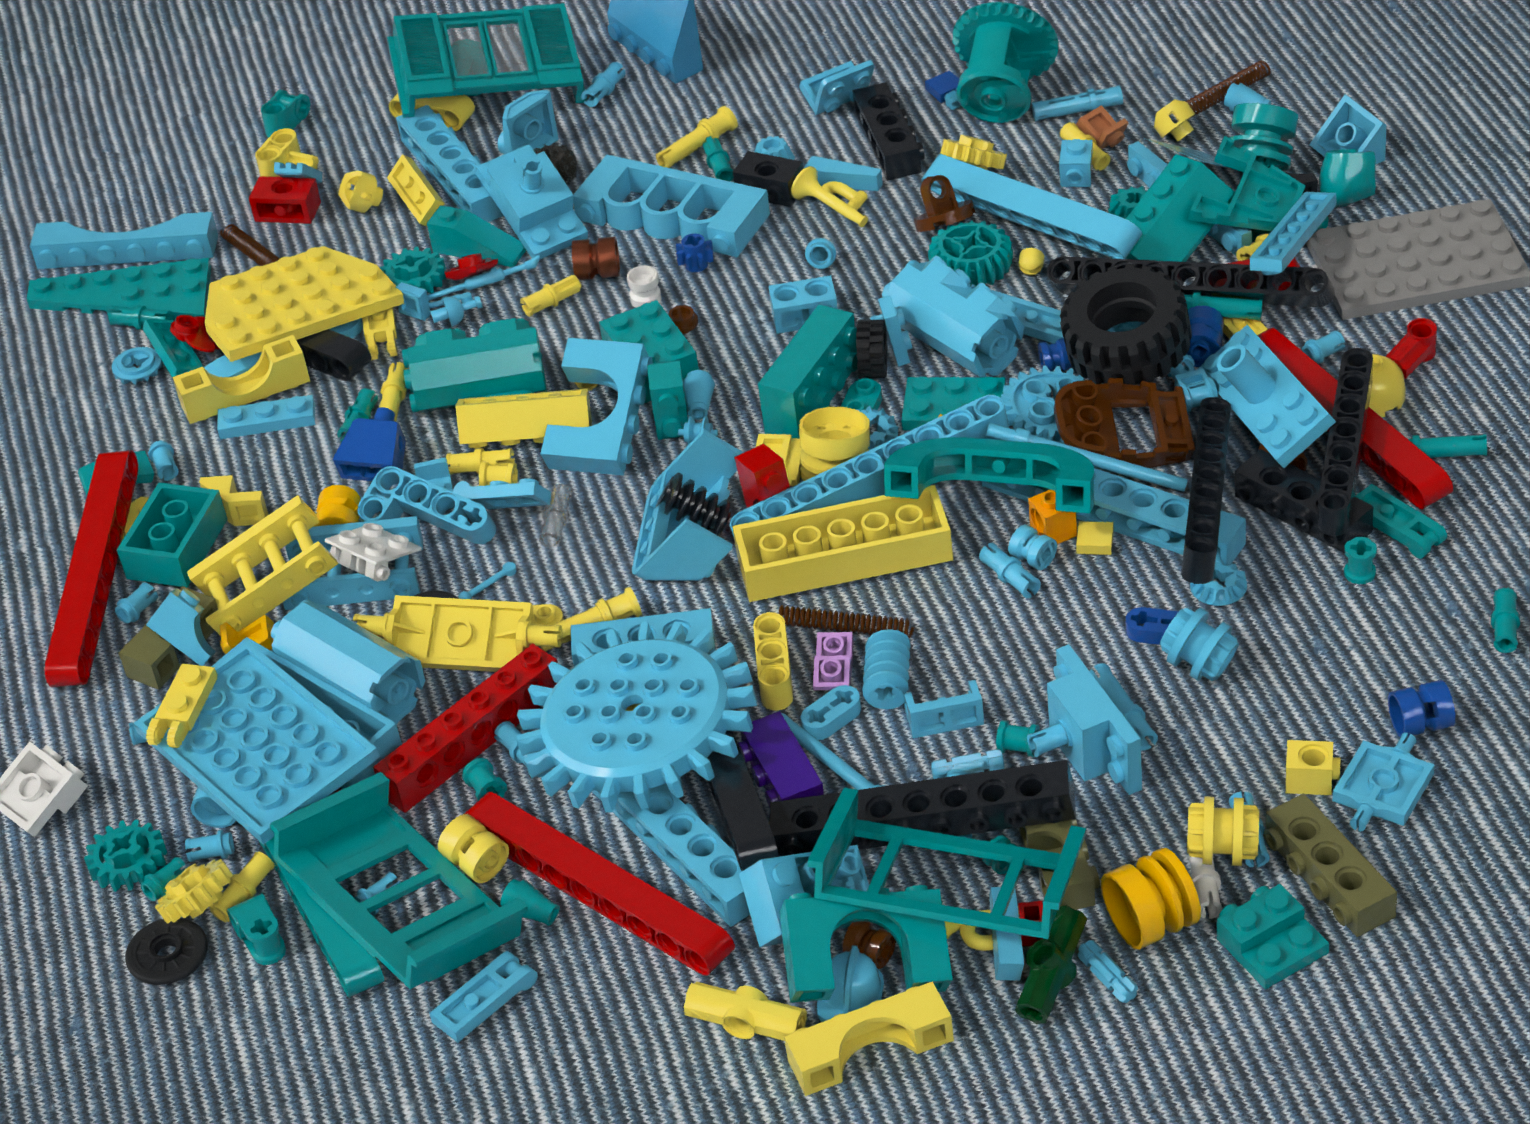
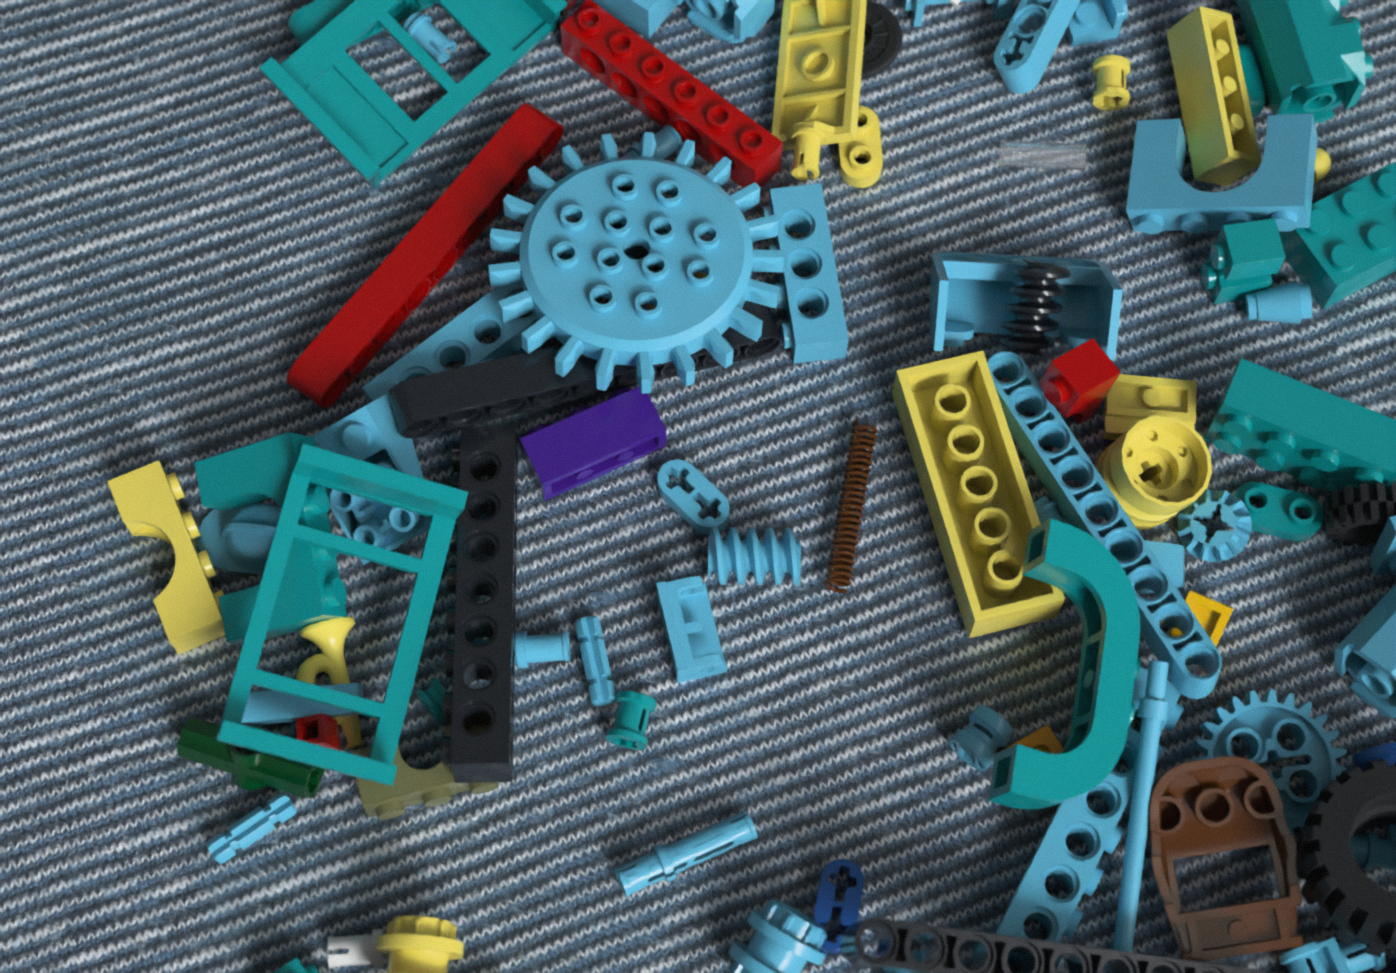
camera: 80 degrees right, 25 degrees up
(471, 461) = (1142, 60): light yellow pin -> none
(473, 848) = (476, 119): light yellow wheel -> none
(481, 777) = (589, 123): teal bush -> none
(482, 995) = (275, 156): medium azure plate -> none
(505, 495) = (1061, 85): medium azure plate -> none
(508, 570) = (955, 115): medium azure hinge -> none
(539, 906) = (403, 187): teal cone -> none
(615, 608) = (861, 225): light yellow pin -> none
(692, 429) = (1200, 308): medium azure wheel -> none
(743, 1011) = (225, 417): light yellow piece -> none
(773, 661) = (790, 408): light yellow beam -> none
(827, 757) = (540, 557): medium azure piece -> none
(833, 660) = (777, 498): lavender slope -> none
(934, 396) = (1284, 632): teal plate -> none
(1009, 570) = (945, 710): medium azure pin -> none
(1088, 726) = (627, 798): medium azure brick -> none
(1094, 538) = (1011, 827): light yellow tile -> none
(1150, 898) = (325, 873): yellow wheel -> none

